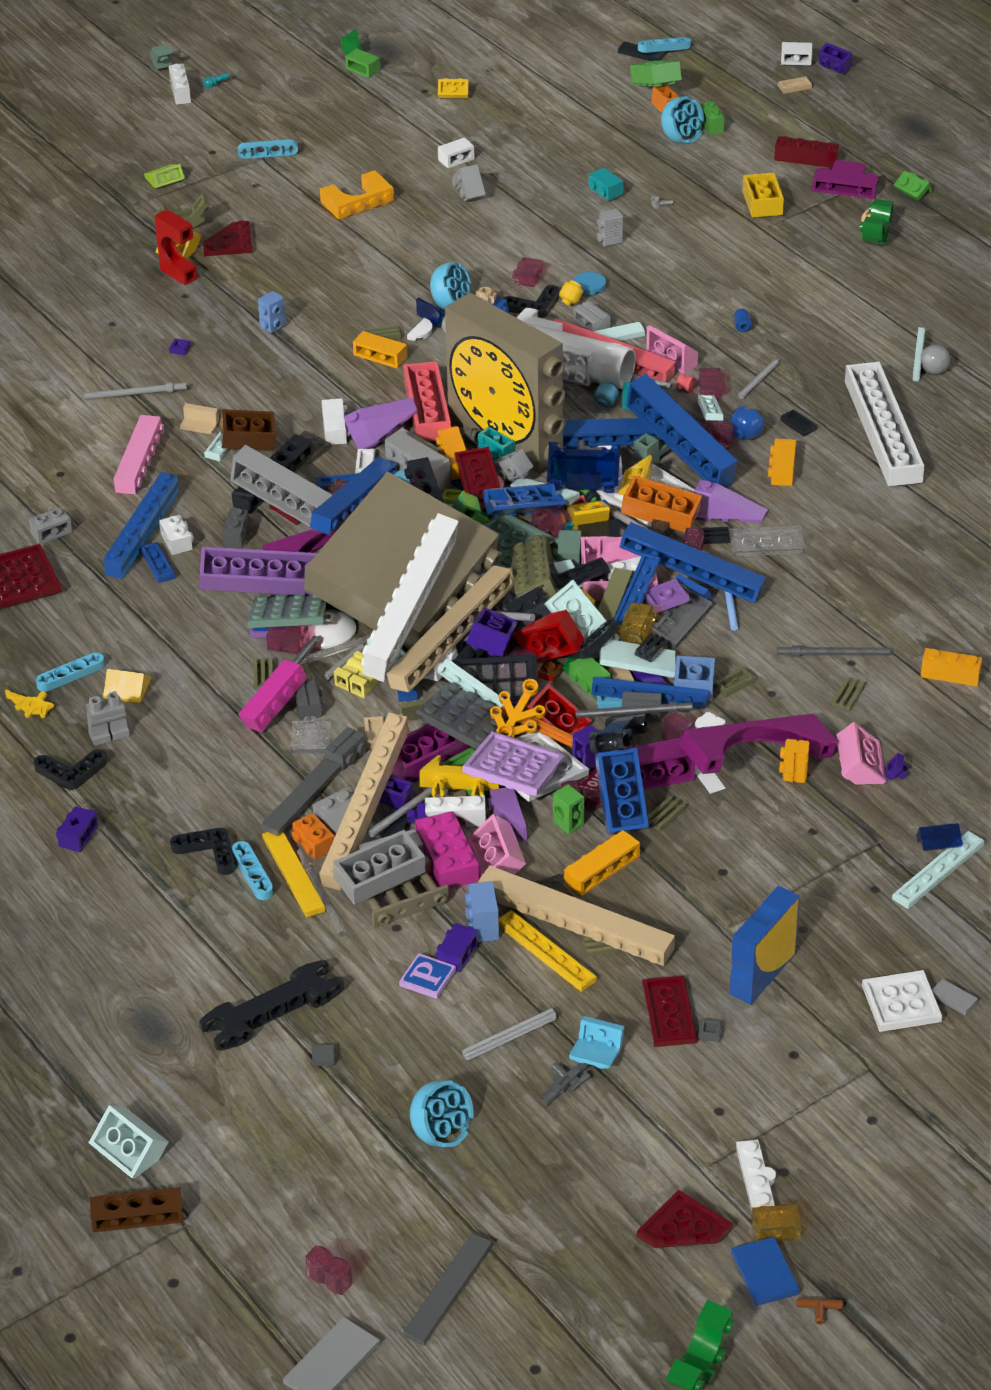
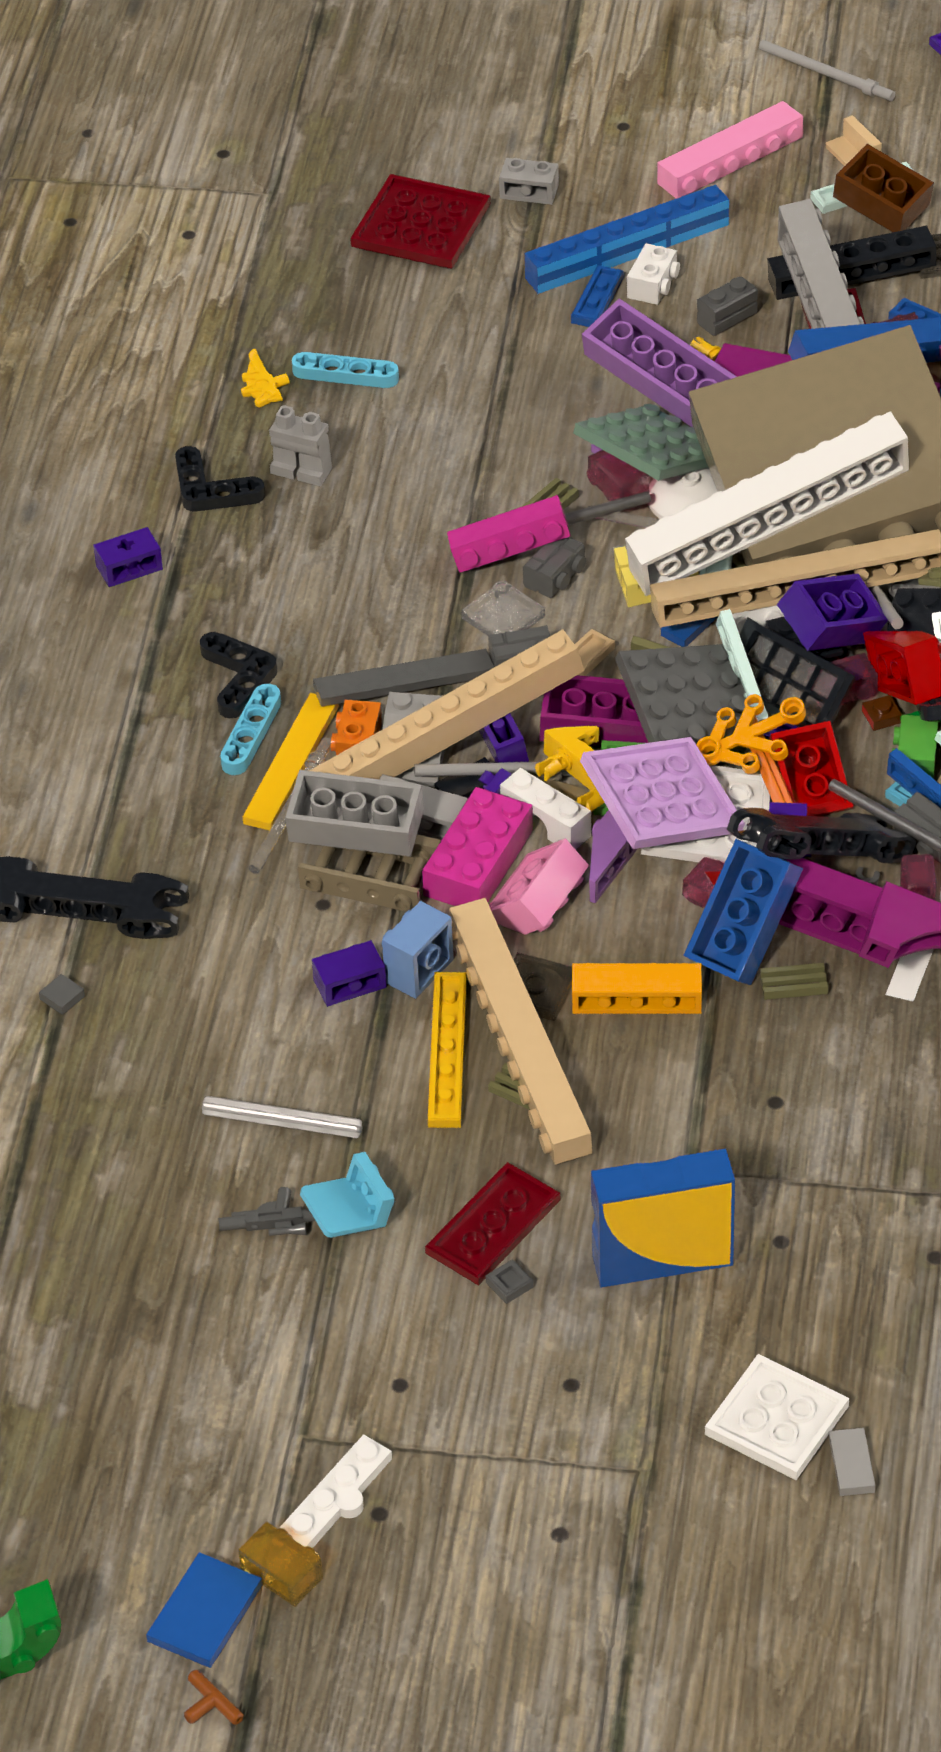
camera: 45 degrees right, 5 degrees up
(129, 685) = (383, 421): yellow slope -> none
(427, 976) = (281, 984): tile -> none
(438, 1109) = (58, 1142): medium azure cylinder -> none
(568, 809) = (669, 894): bright green brick -> none
(683, 1223) = (183, 1482): dark red plate -> none

